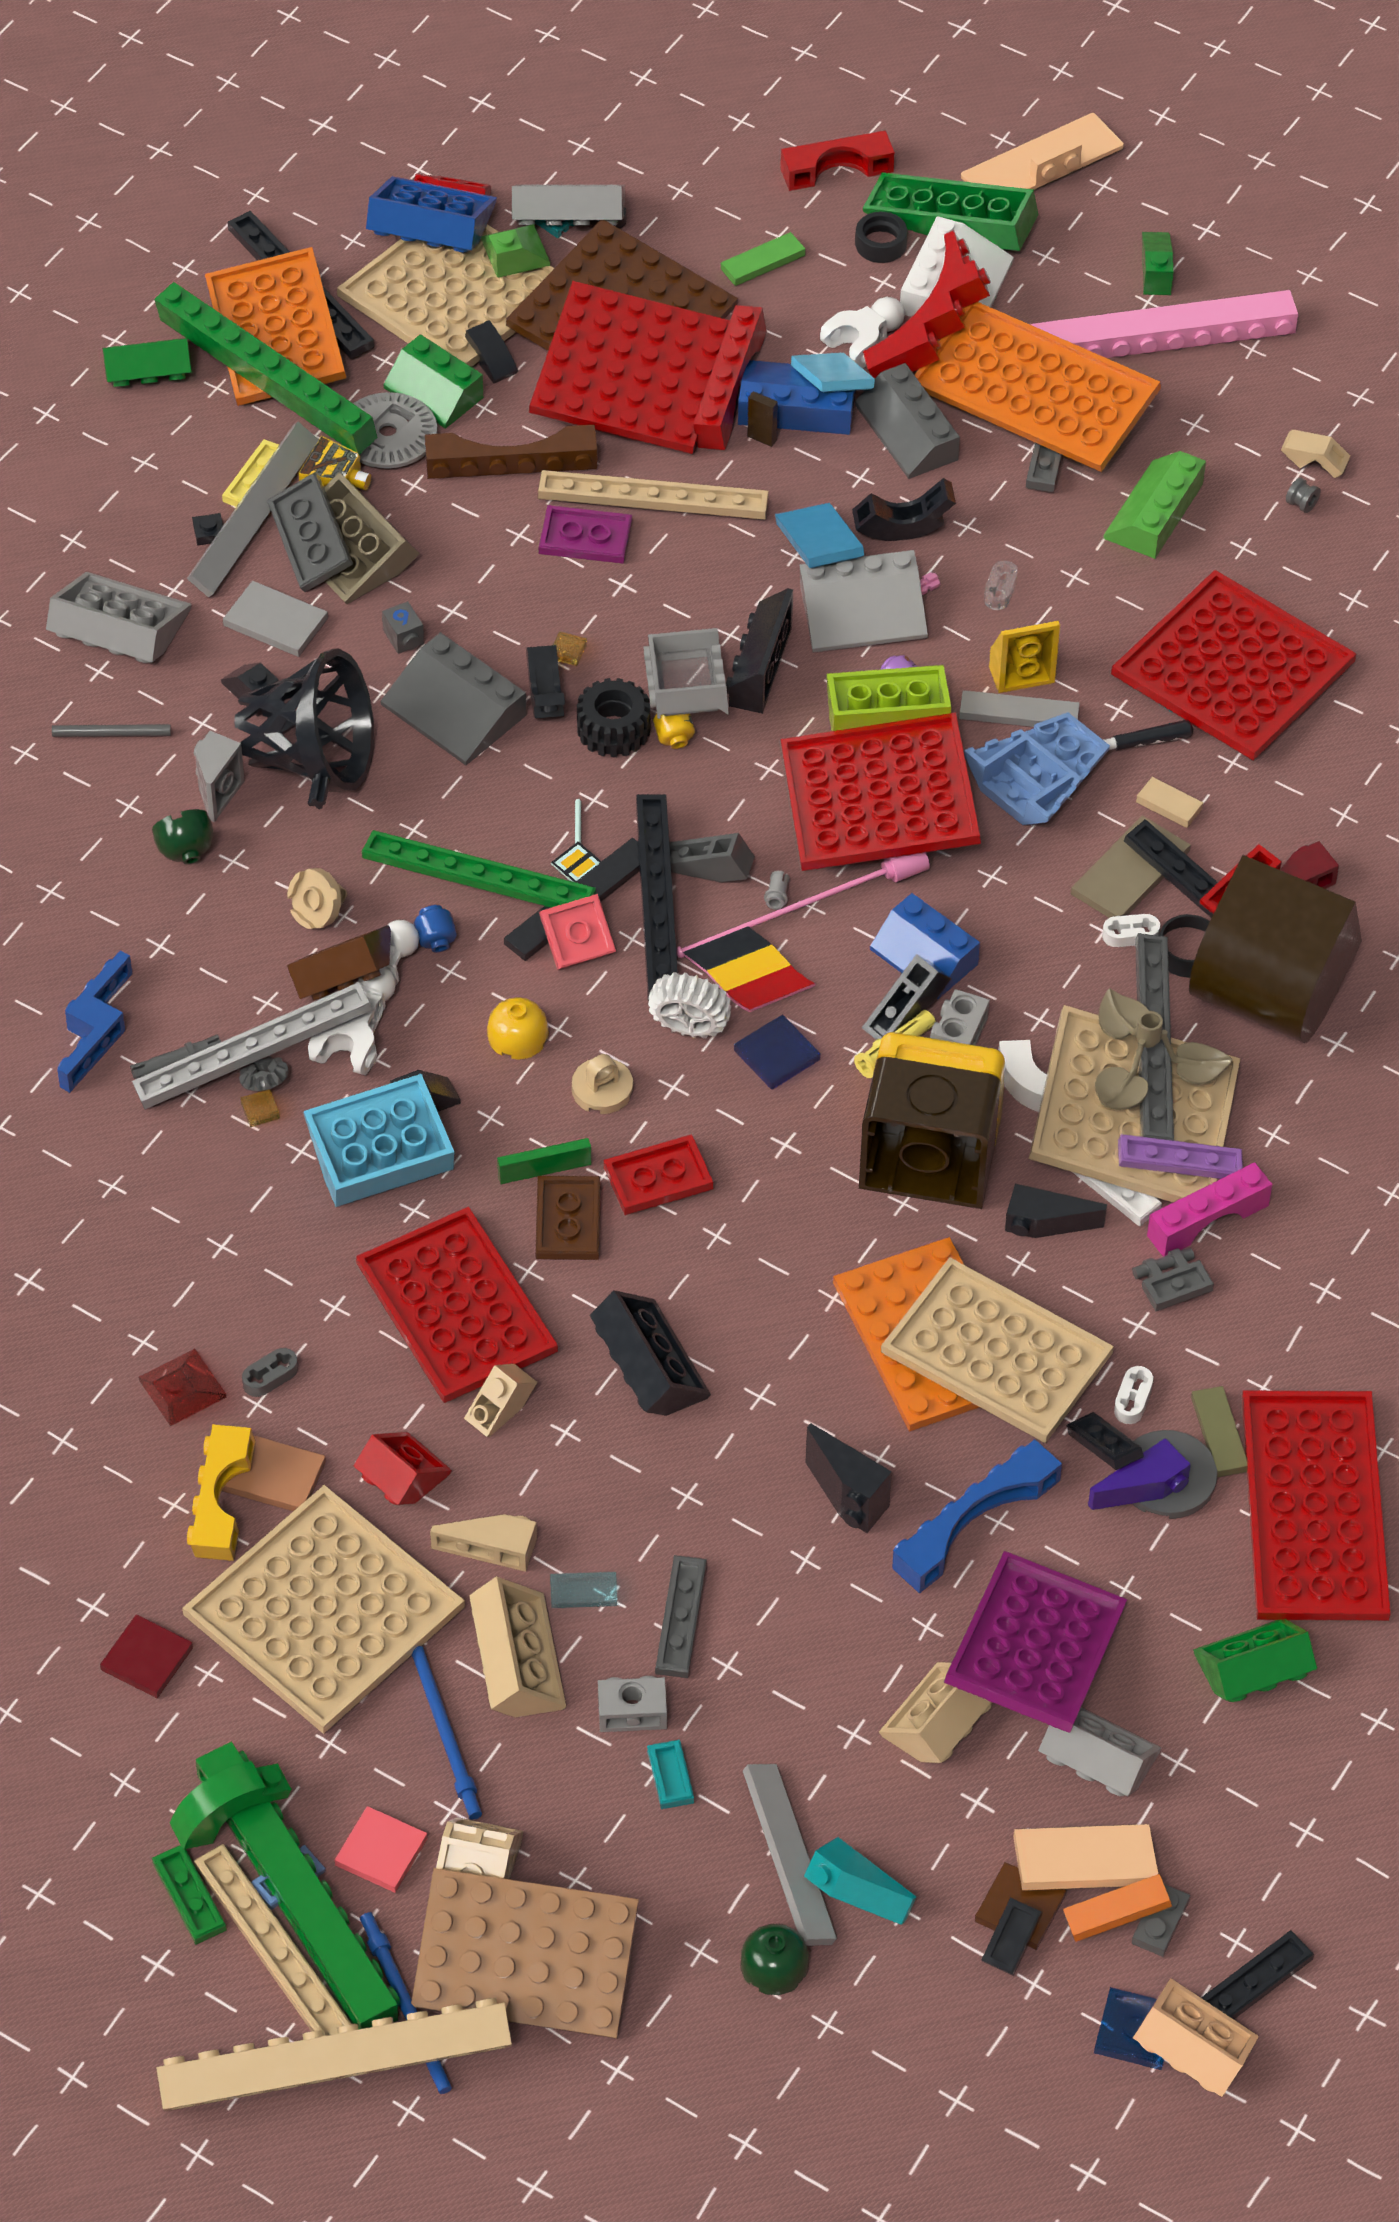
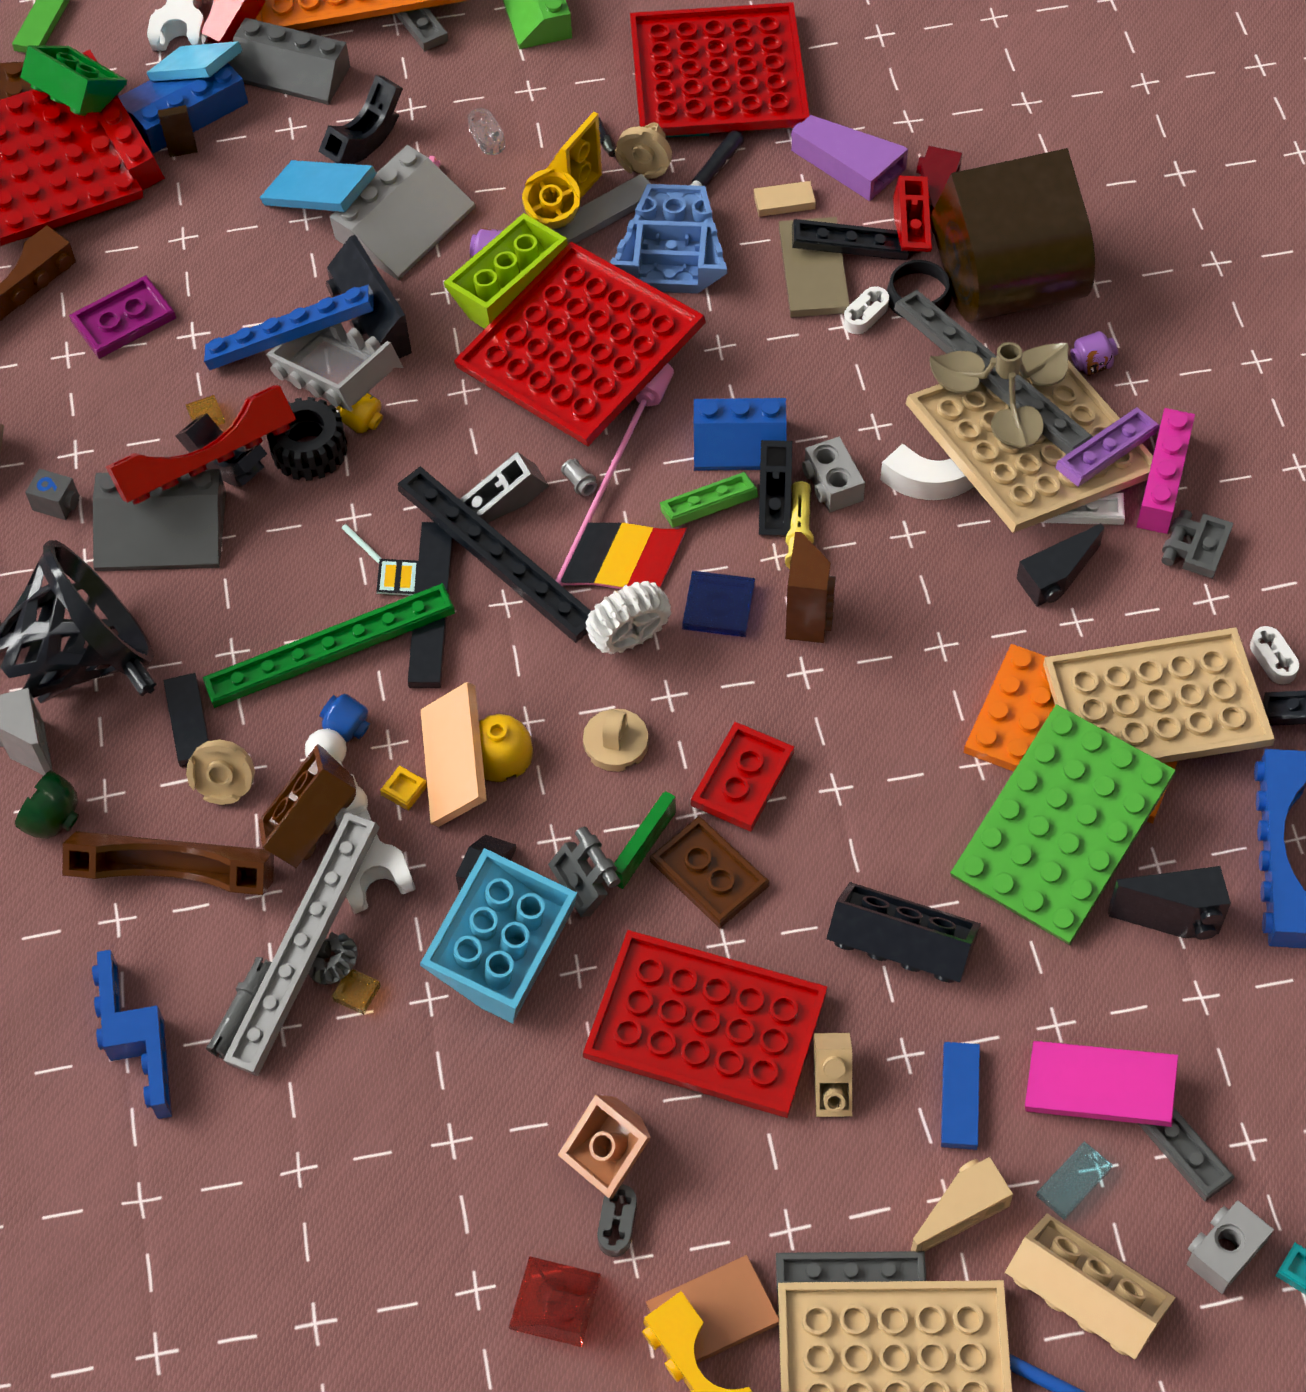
camera: 40 degrees left, 5 degrees up
(196, 901) = (219, 865): none -> reddish brown arch
(308, 1315) = (606, 1143): none -> nougat slope
(340, 844) = (186, 715): none -> black tile
(383, 1518) = (850, 1266): none -> dark grey tile
(400, 1467) = (822, 1208): red slope -> none
(427, 1006) = (403, 788): none -> yellow tile
(462, 653) = (259, 415): none -> red arch
(478, 1006) = (453, 754): none -> light nougat tile
(480, 1148) = (575, 873): none -> dark grey plate
(570, 1481) = (960, 1095): none -> blue tile
(577, 931) = (465, 630): coral tile -> none
(653, 494) = (145, 249): tan plate -> none
(667, 1546) = (1102, 1083): none -> dark pink tile
(682, 626) = (288, 327): none -> blue plate
(719, 320) = (71, 78): none -> green slope
(827, 1083) = (809, 593): none -> reddish brown slope
(832, 1370) = (1063, 824): none -> bright green plate
(849, 974) = (708, 499): none -> bright green tile
(932, 1119) = (920, 557): dark brown piece -> none
(974, 669) = (551, 198): none -> yellow cylinder
(1085, 653) = (606, 141): none -> pearl dark grey piece
(1095, 684) = (644, 150): none -> tan tile
(1257, 806) = (848, 155): none -> medium lavender slope
(1262, 1089) = (1093, 353): none -> medium lavender head

